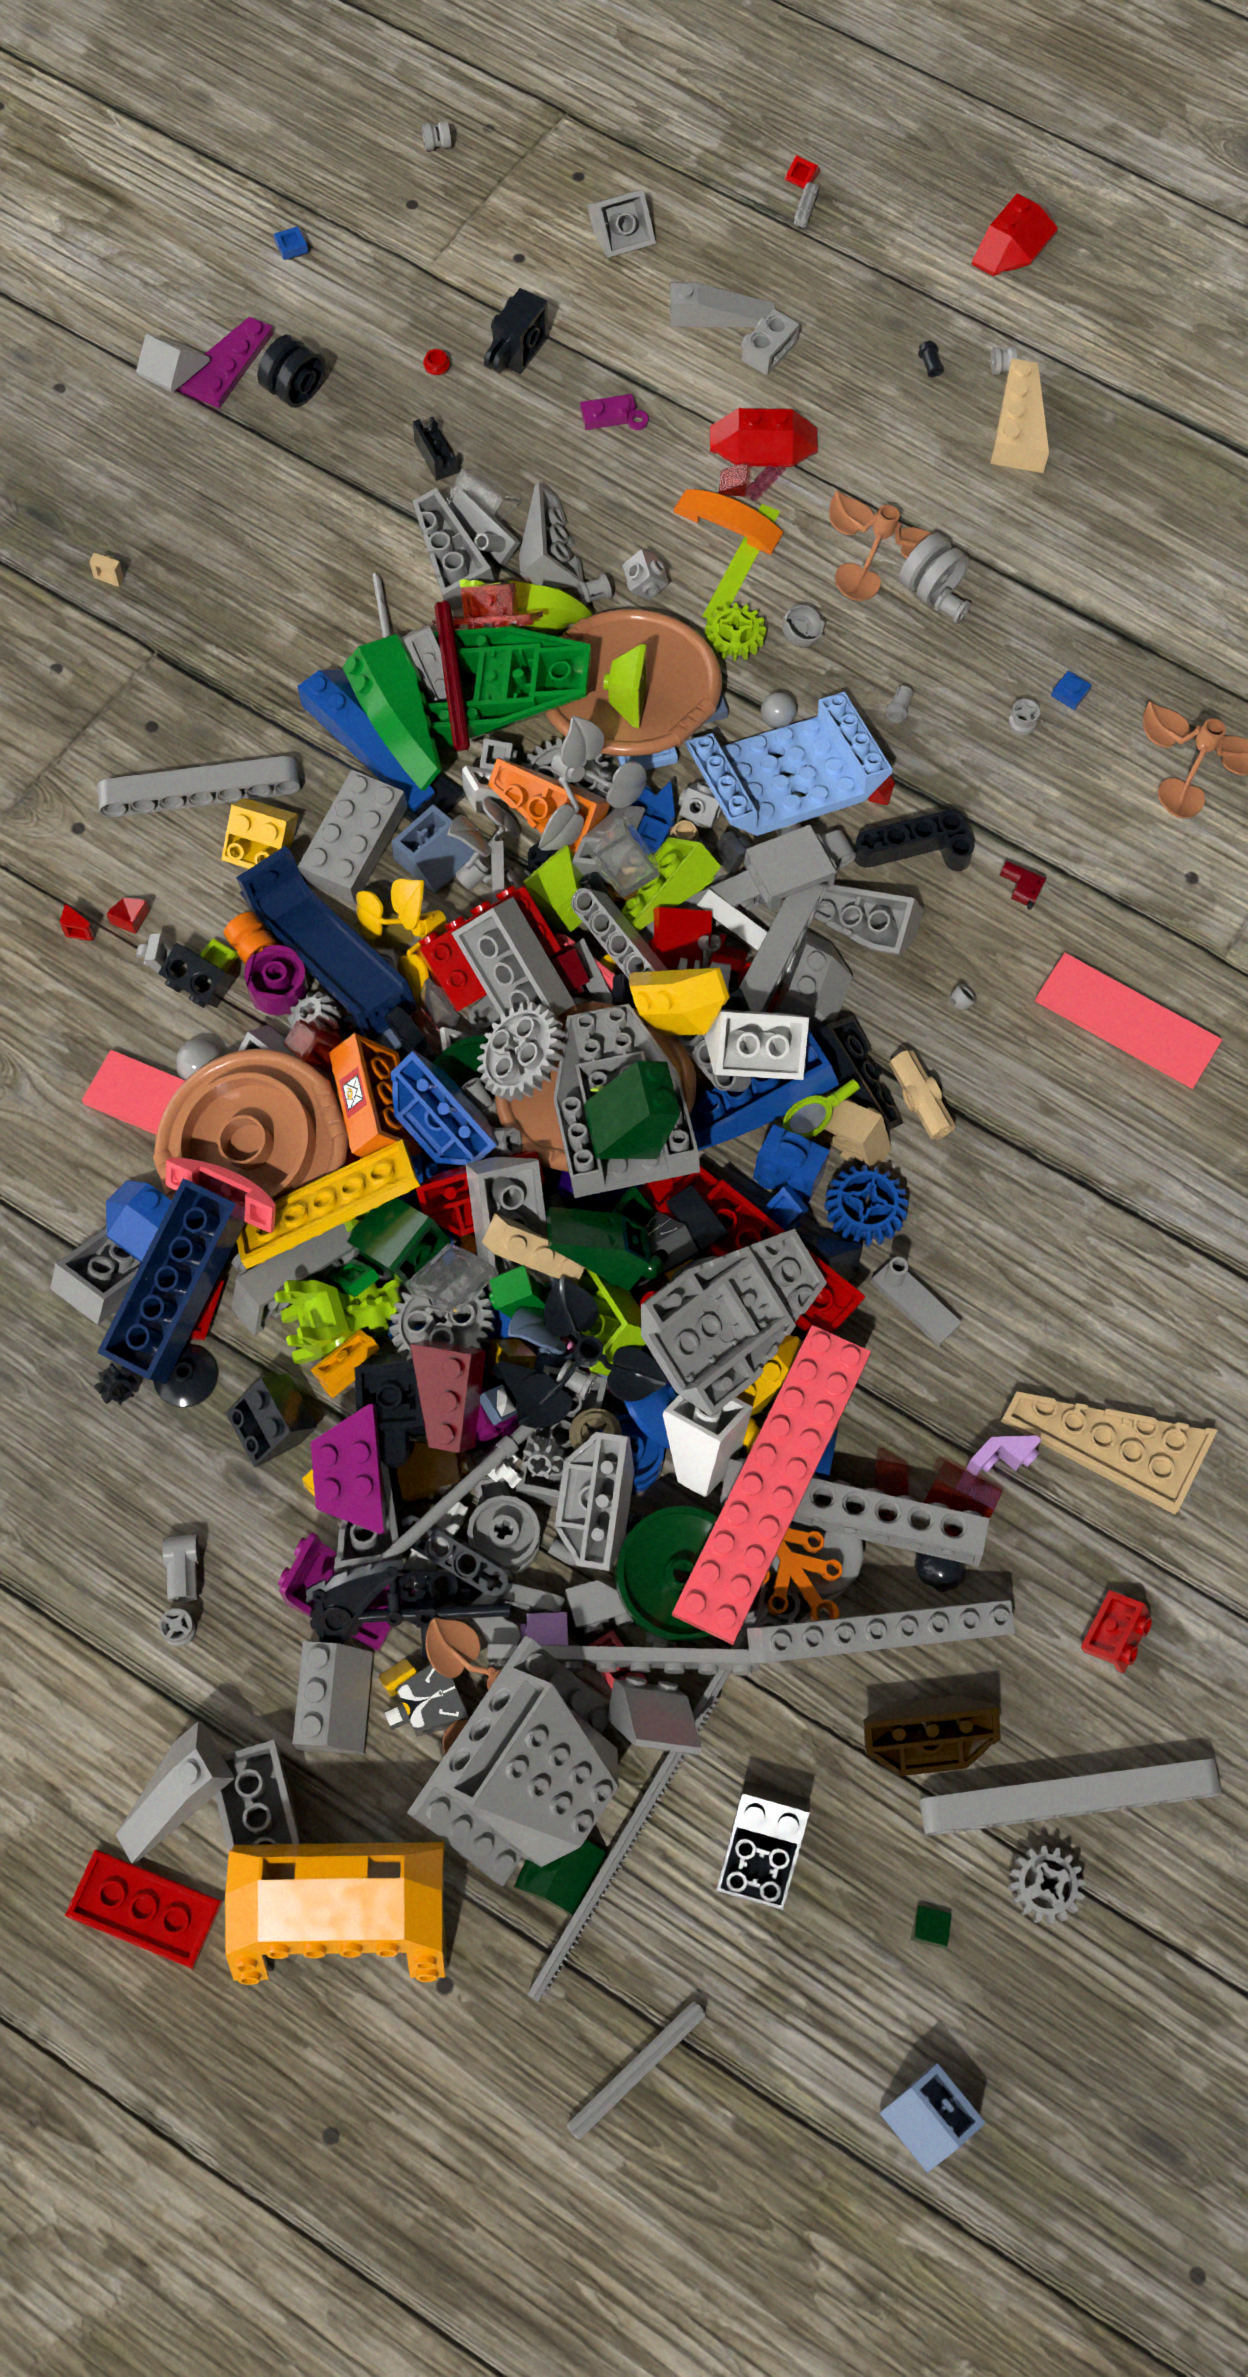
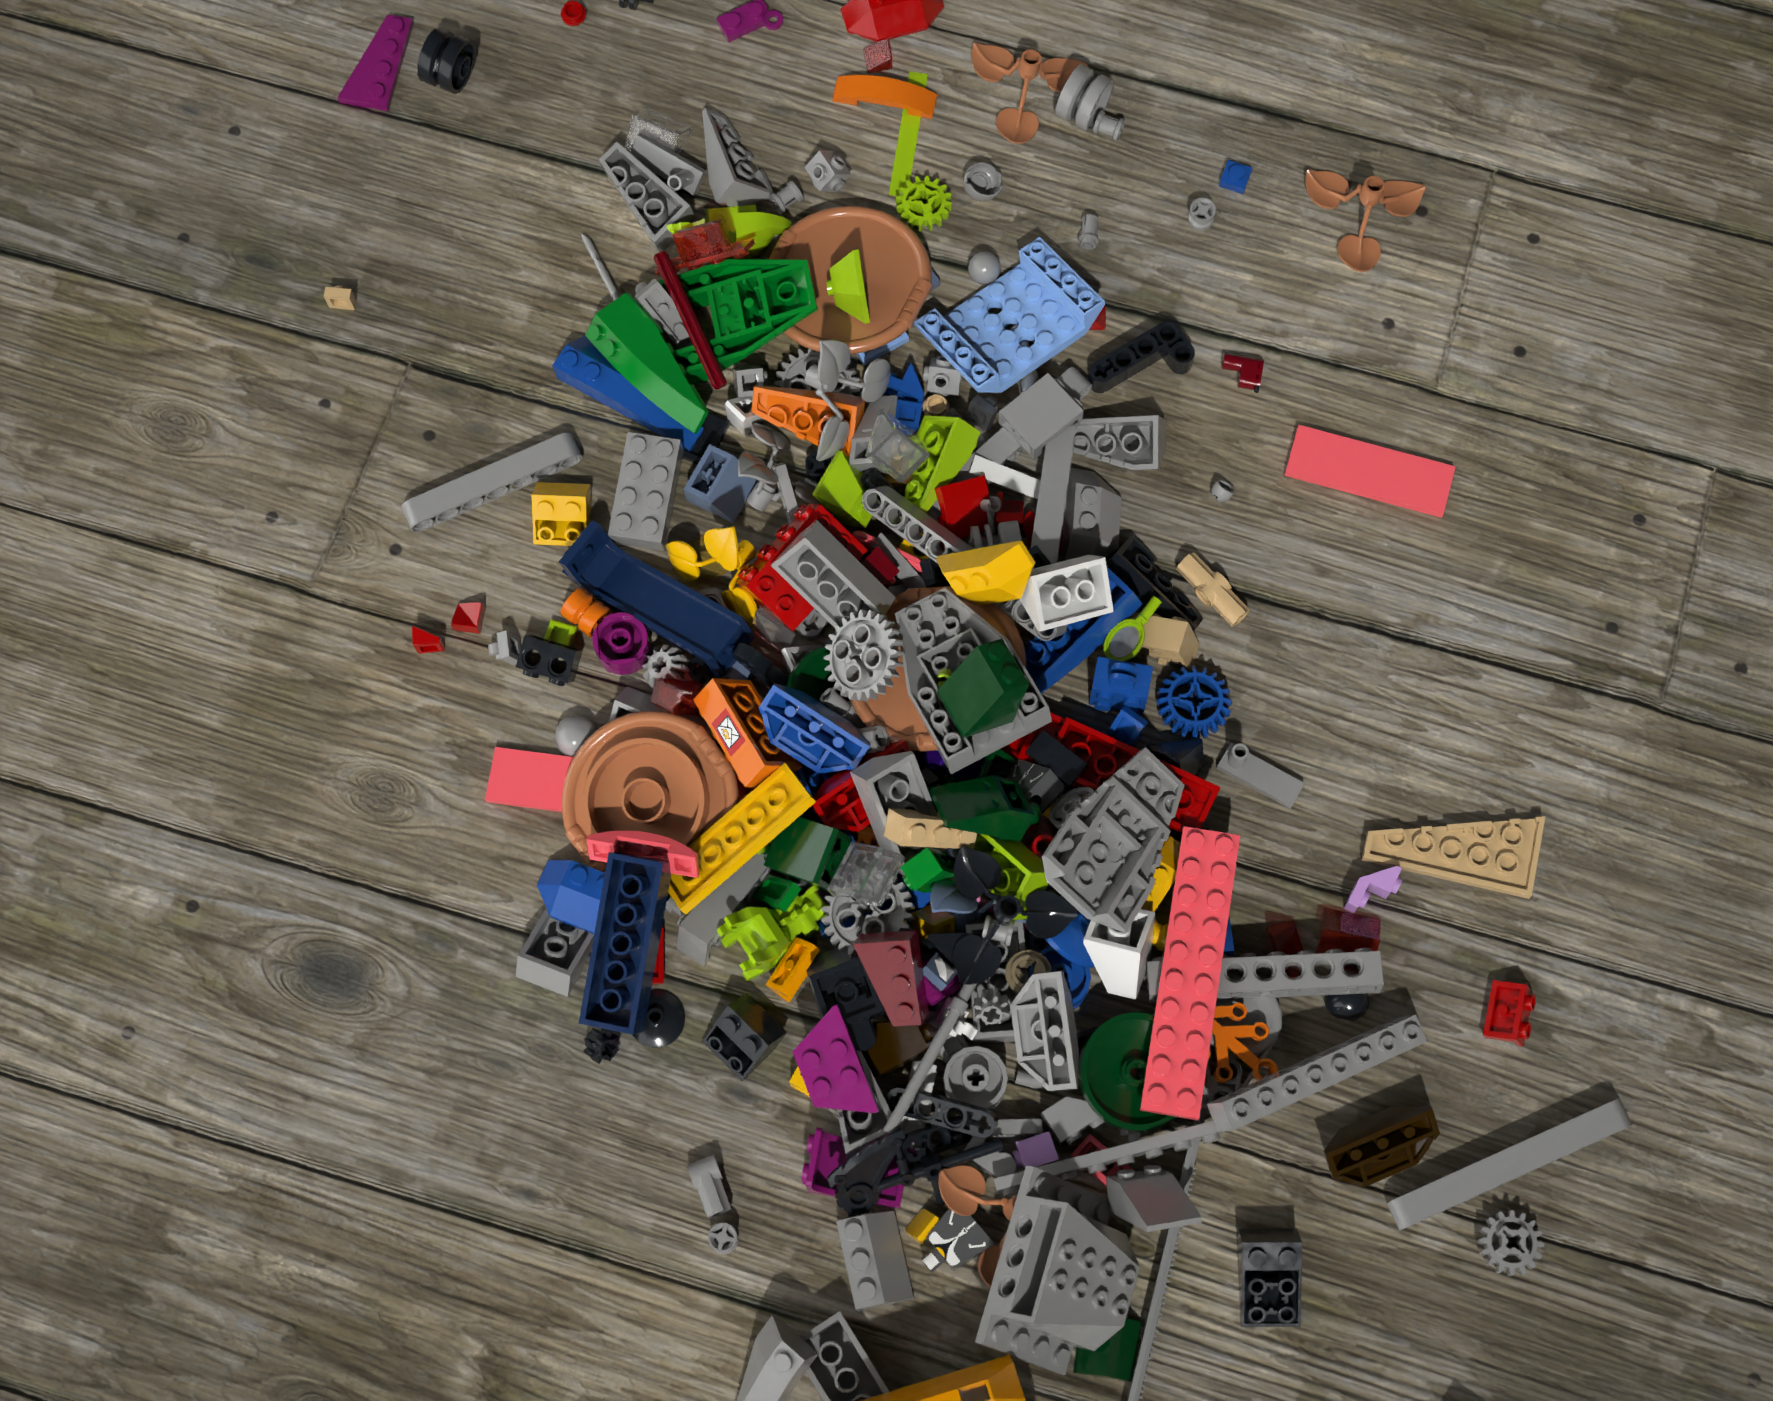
camera: 10 degrees left, 5 degrees up
(168, 362) = (329, 80): light grey slope -> none
(435, 450) = (600, 100): black hinge -> none
(763, 481) = (905, 50): clear pink axle -> none
(931, 1927) = (1426, 1304): dark green slope -> none

